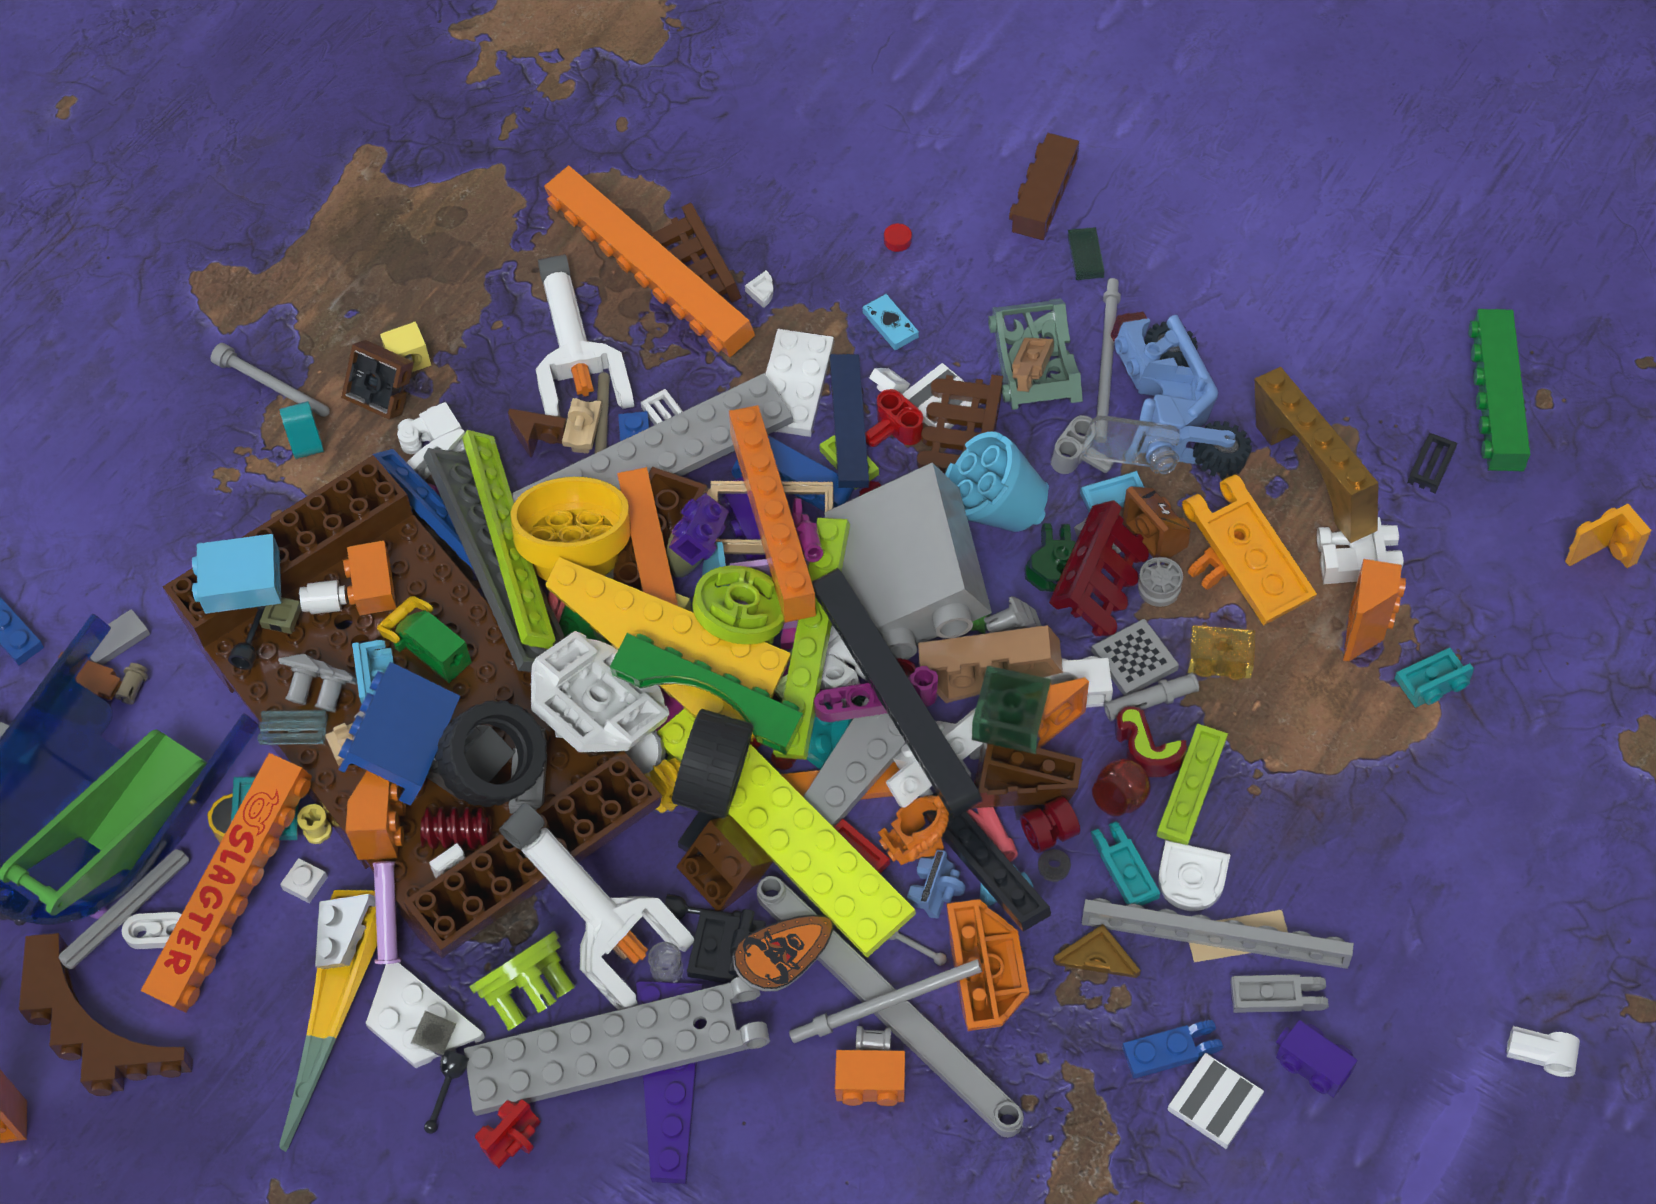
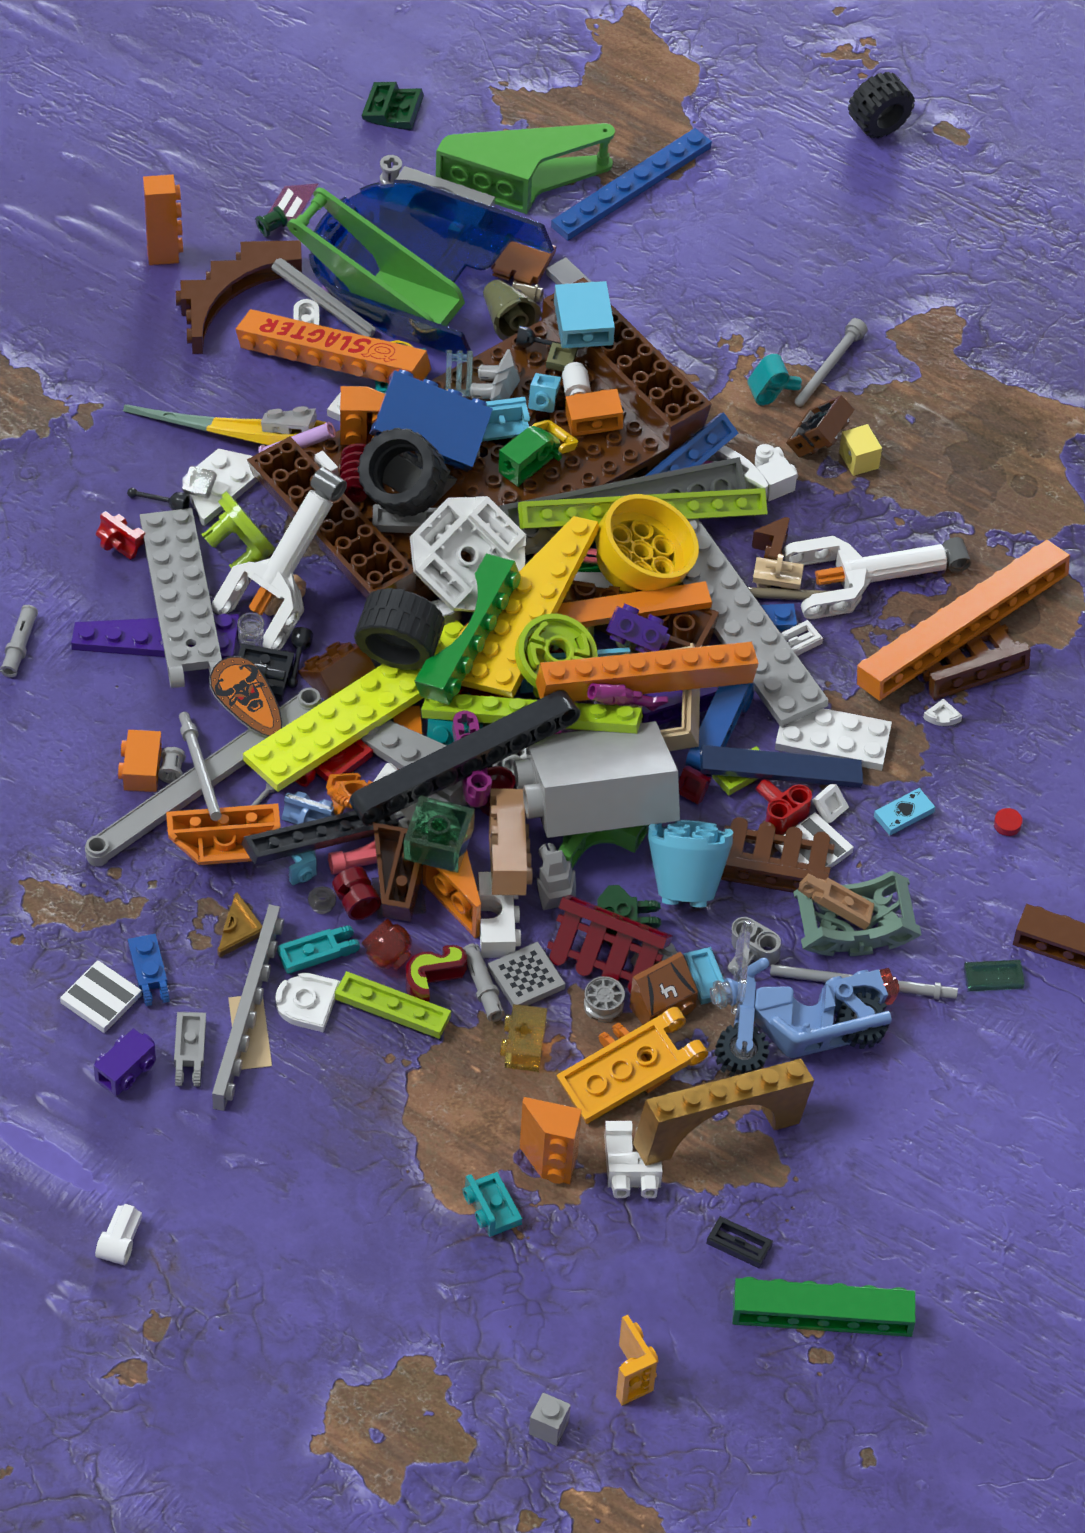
camera: 85 degrees right, 5 degrees down
(164, 696) = (509, 308): none -> olive cone
(331, 630) = (543, 392): none -> medium azure bracket

